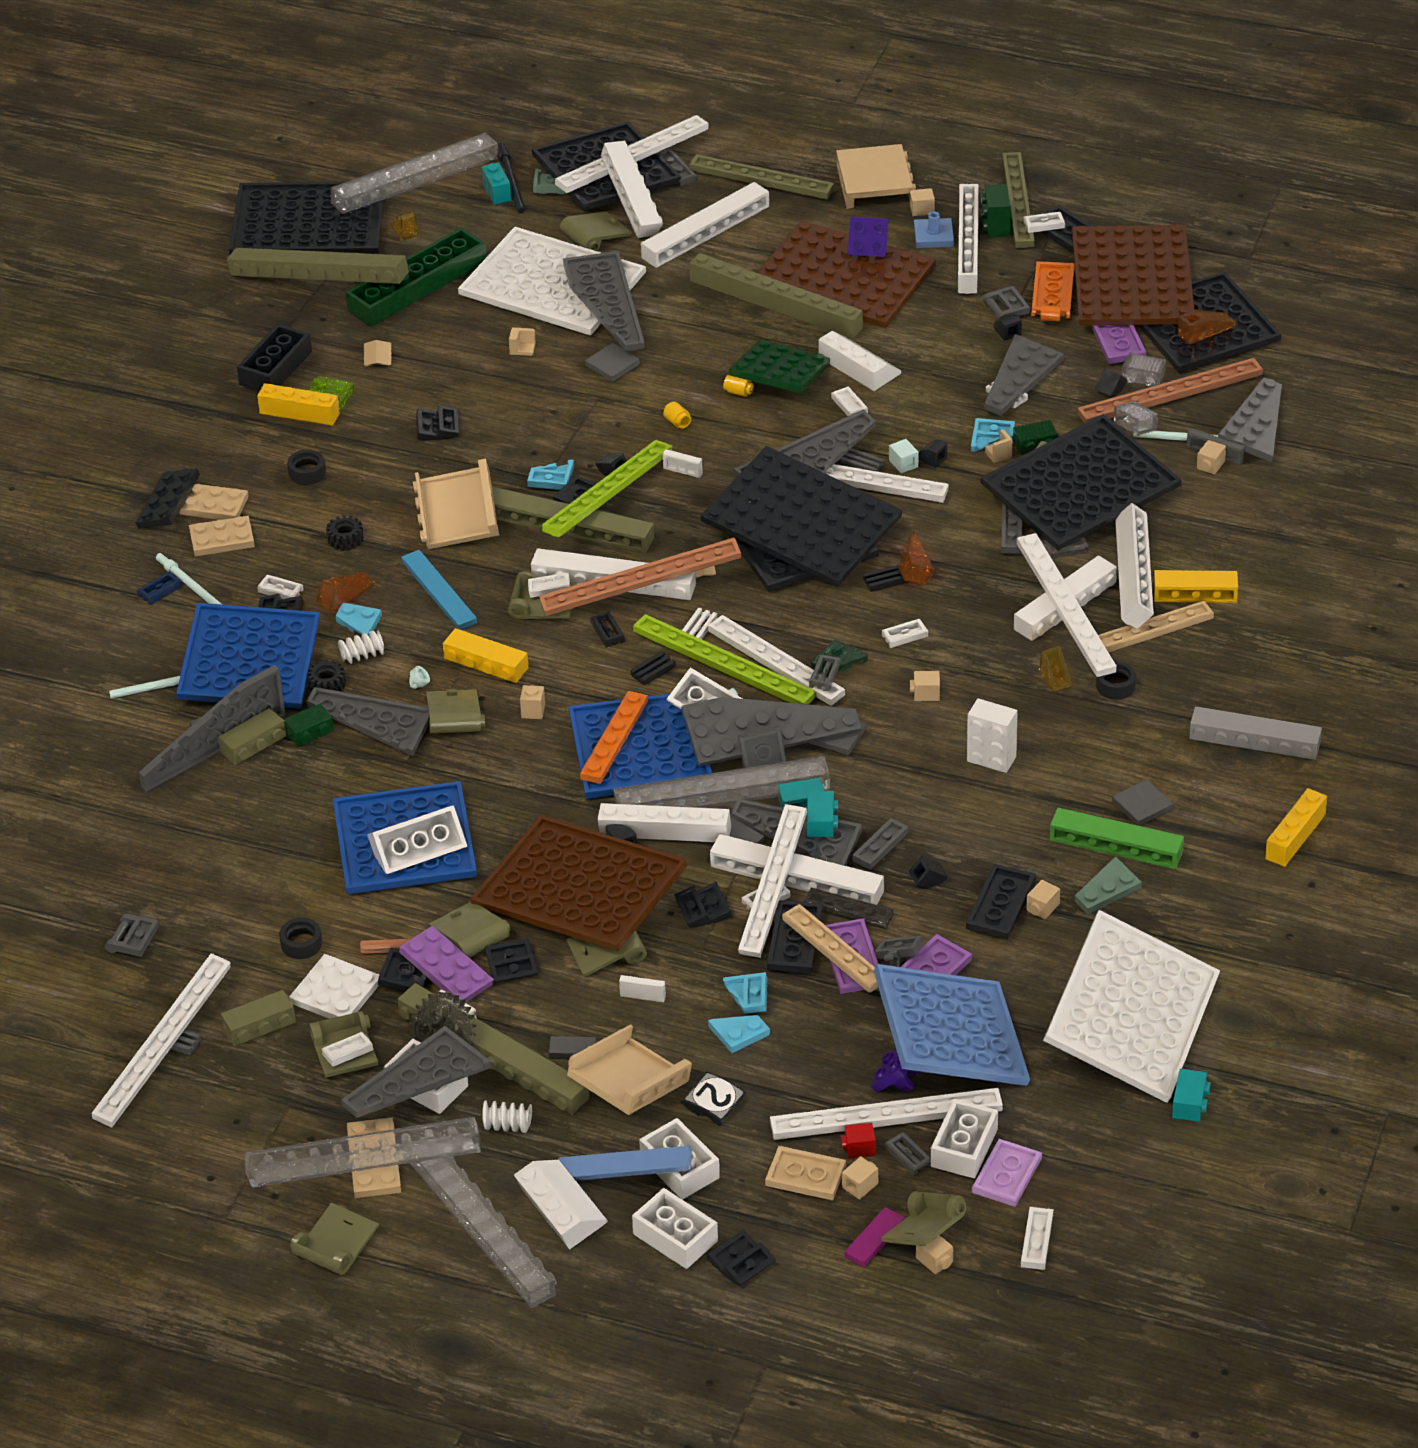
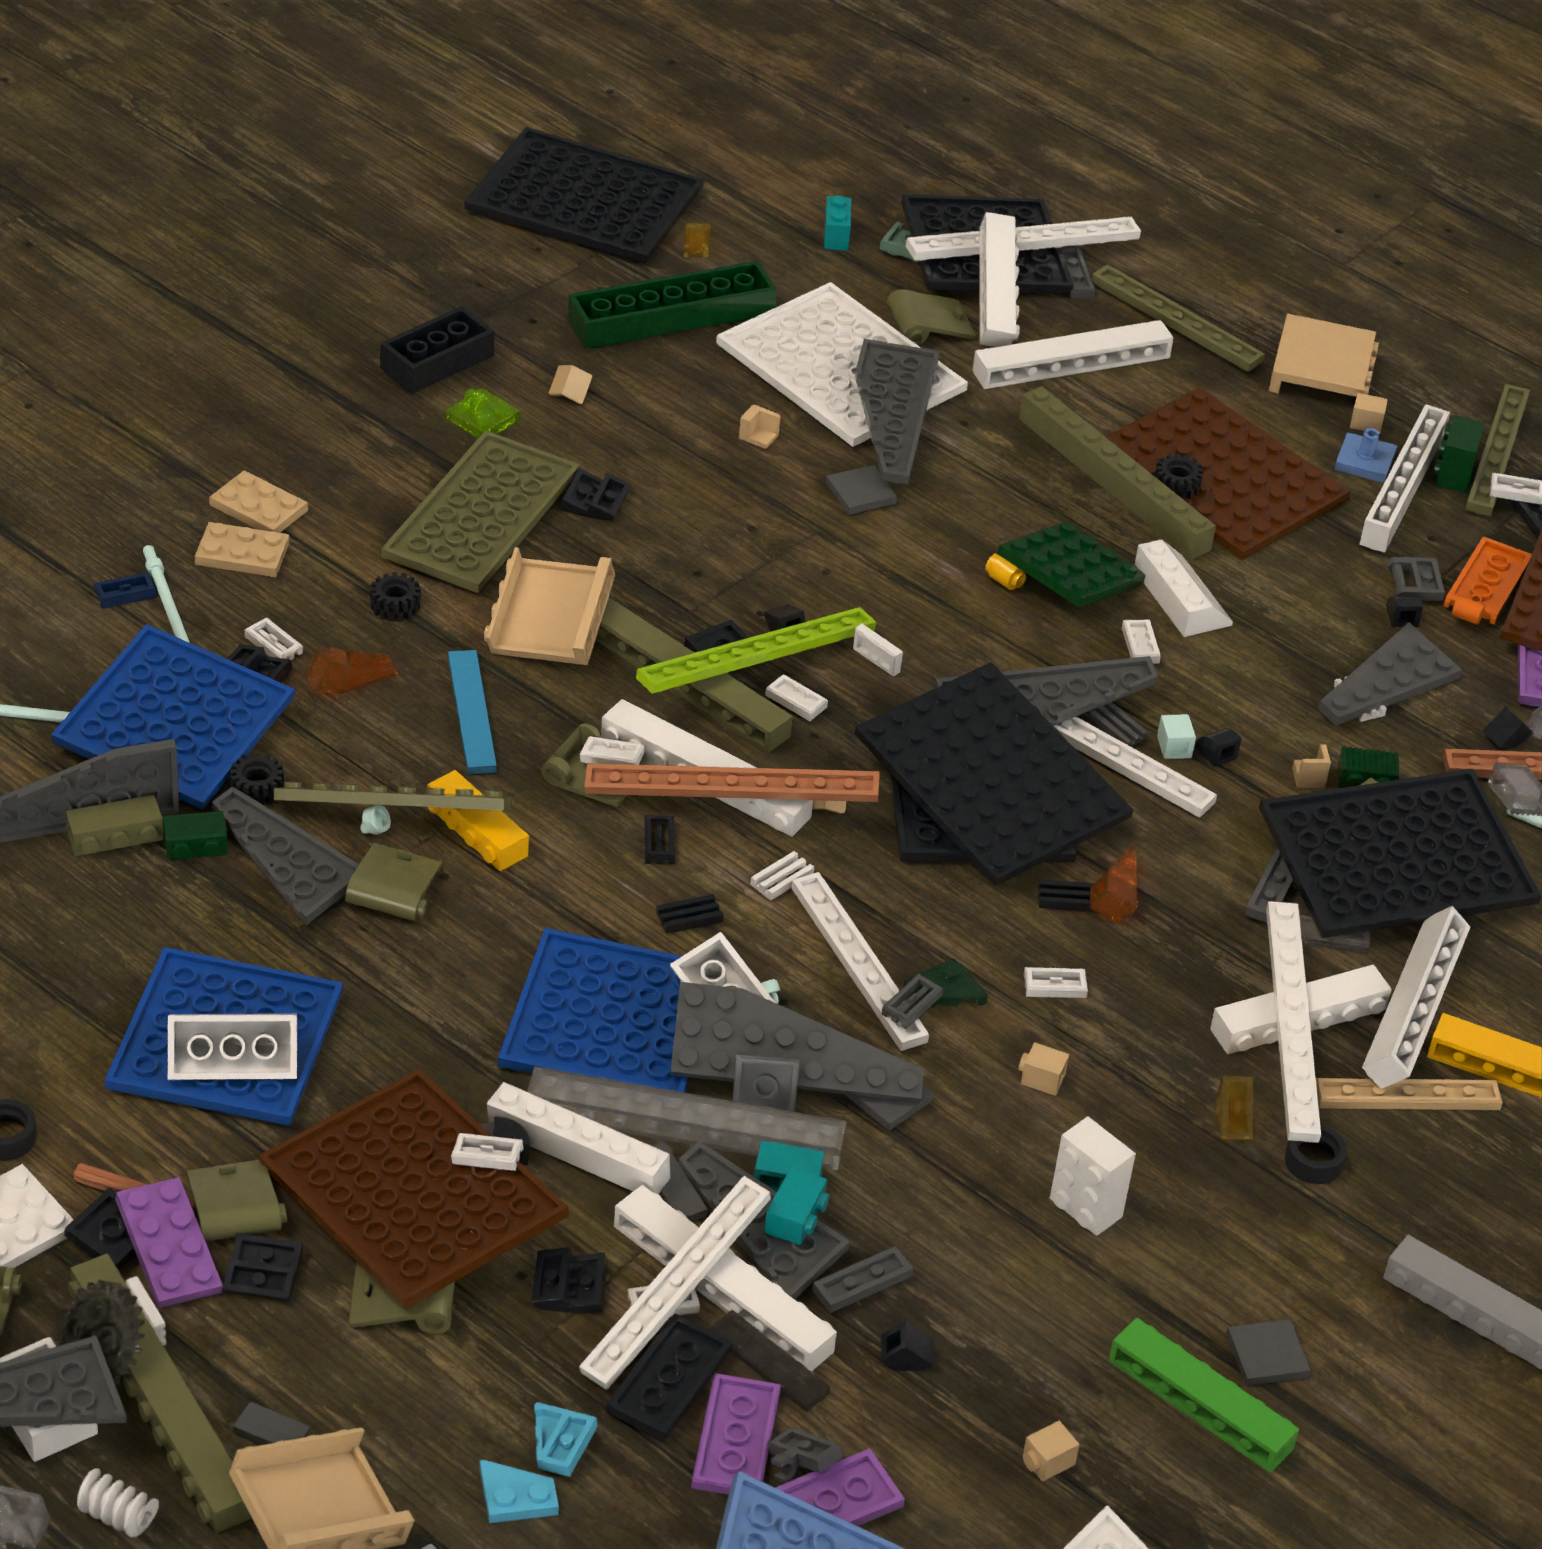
camera: 15 degrees right, 0 degrees up
(167, 498) = (202, 479): black plate -> none
(298, 404) = (433, 414): yellow brick -> none
(302, 458) = (397, 483): black tyre -> none
(318, 265) = (555, 252): olive brick -> none
(358, 618) = (347, 715): medium azure wing -> none
(361, 646) = (324, 754): white piece -> none
(367, 458) = (480, 511): none -> olive plate
(413, 173) = (741, 179): clear brick -> none
(417, 659) = (404, 797): none -> olive plate
(504, 157) = (867, 196): black bar -> none
(532, 702) = (500, 905): tan brick -> none
(551, 476) = (699, 609): medium azure wing -> none
(614, 737) = (578, 993): orange plate -> none
(616, 845) = (479, 1152): none -> white tile
(642, 988) = (414, 1376): white tile -> none
(646, 511) = (796, 697): none -> white plate
(677, 415) = (905, 584): yellow brick -> none
(724, 661) = (790, 939): lime plate -> none
(821, 283) = (1180, 474): none -> black tyre
(832, 946) = (708, 1408): tan tile -> none
(868, 236) = (1270, 433): dark purple plate -> none
(987, 432) = (1304, 743): medium azure wing -> none
(1000, 901) = (988, 1431): black plate -> none
(1107, 887) = (1155, 1465): sand green wing -> none
(1296, 827) = (1474, 1474): yellow brick -> none

